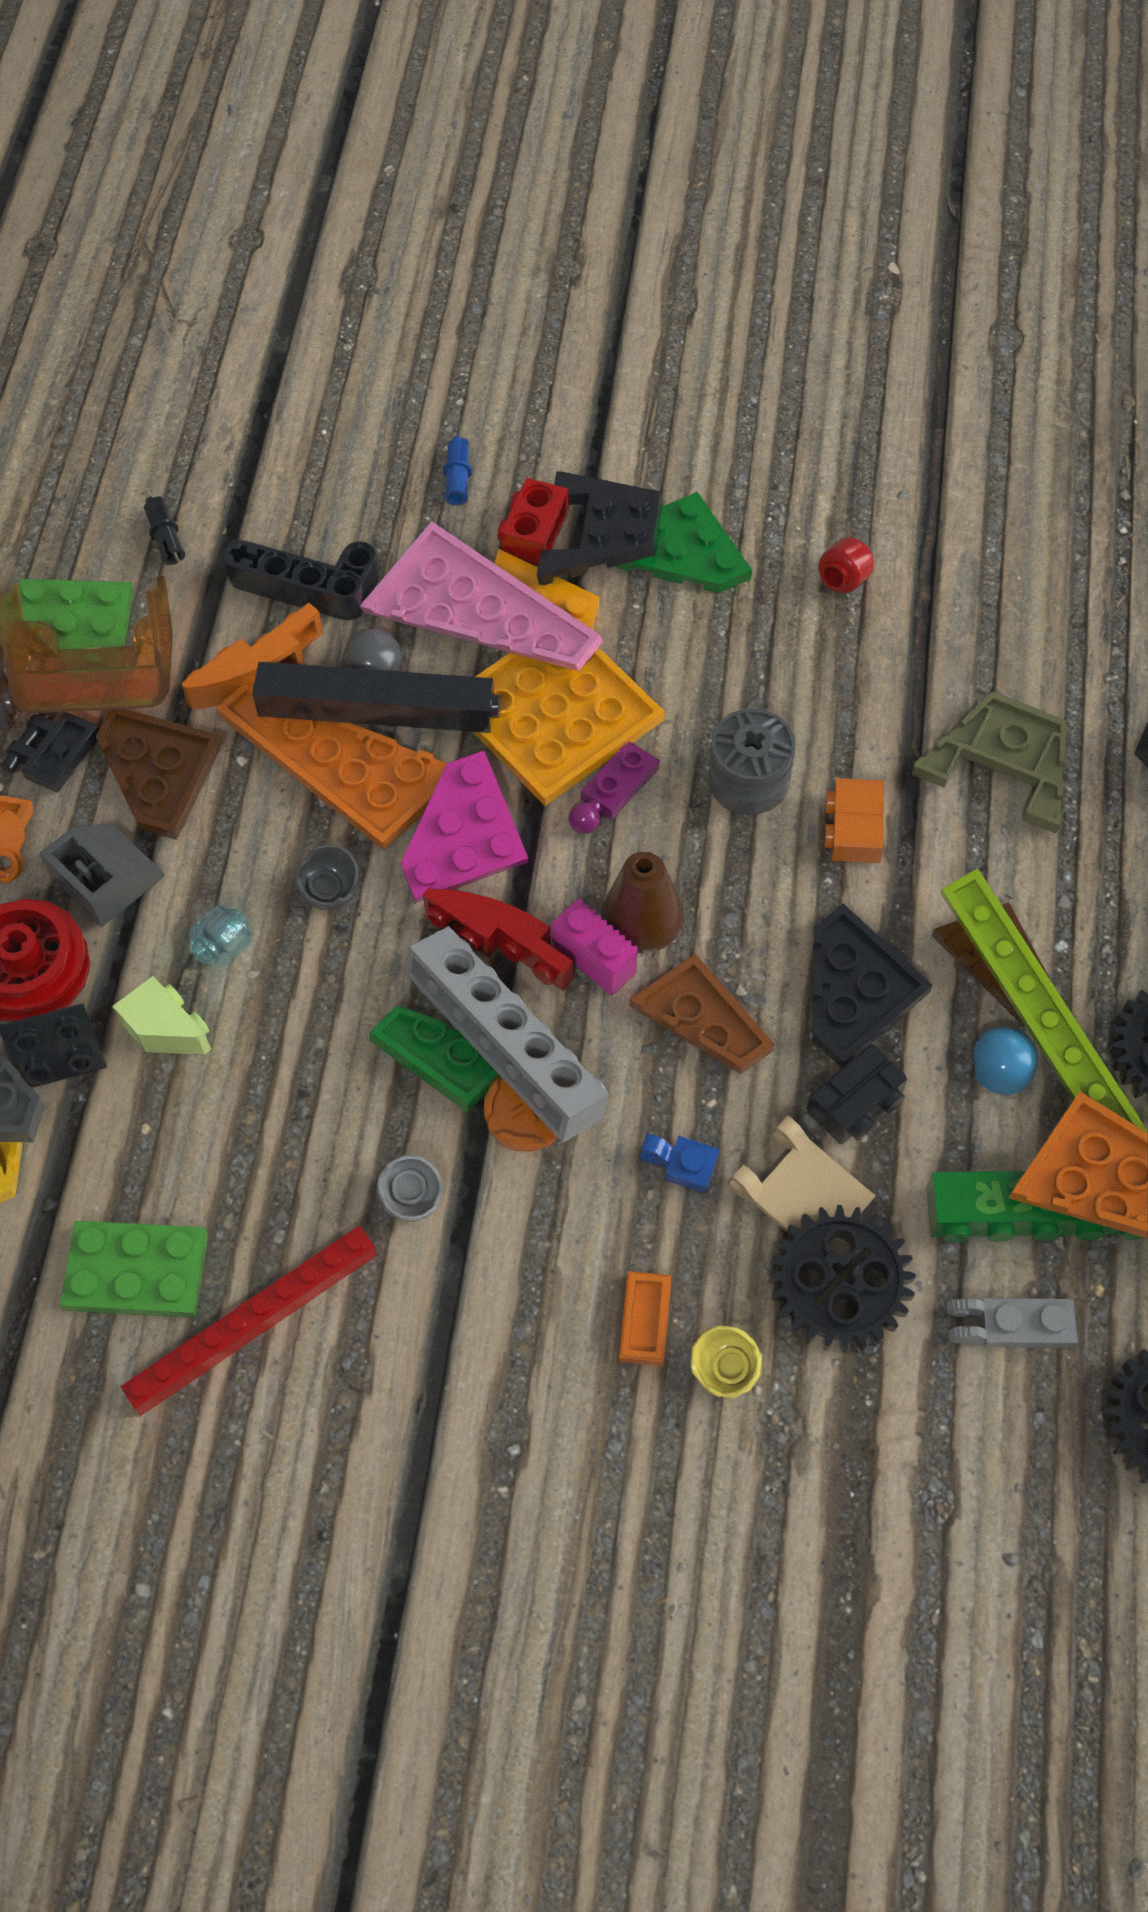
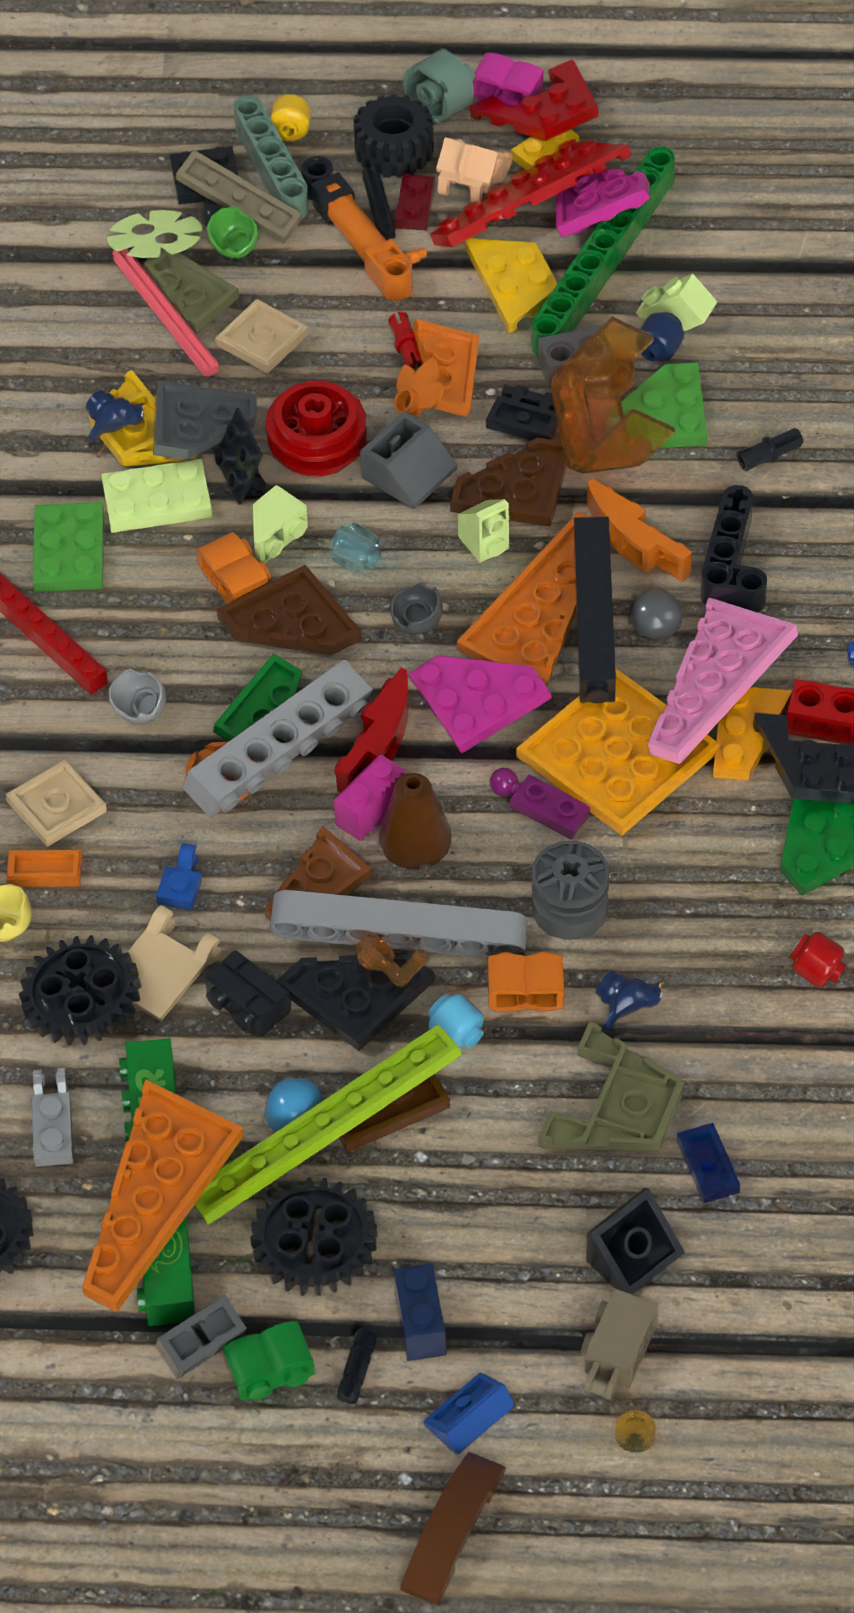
camera: 85 degrees right, 10 degrees down
(75, 1161) = (156, 495): none -> yellowish green plate
(223, 1072) = (231, 567): none -> orange brick
(224, 795) = (485, 529): none -> yellowish green slope
(306, 1014) = (291, 615): none -> reddish brown plate
(552, 1297) = (56, 802): none -> tan plate
(781, 934) = (399, 923): none -> light grey beam
(831, 949) = (378, 955): none -> clear orange plate
(879, 733) = (626, 995): none -> dark blue animal
(909, 887) = (458, 1019): none -> medium azure head
(1083, 685) = (708, 1162): none -> clear blue plate

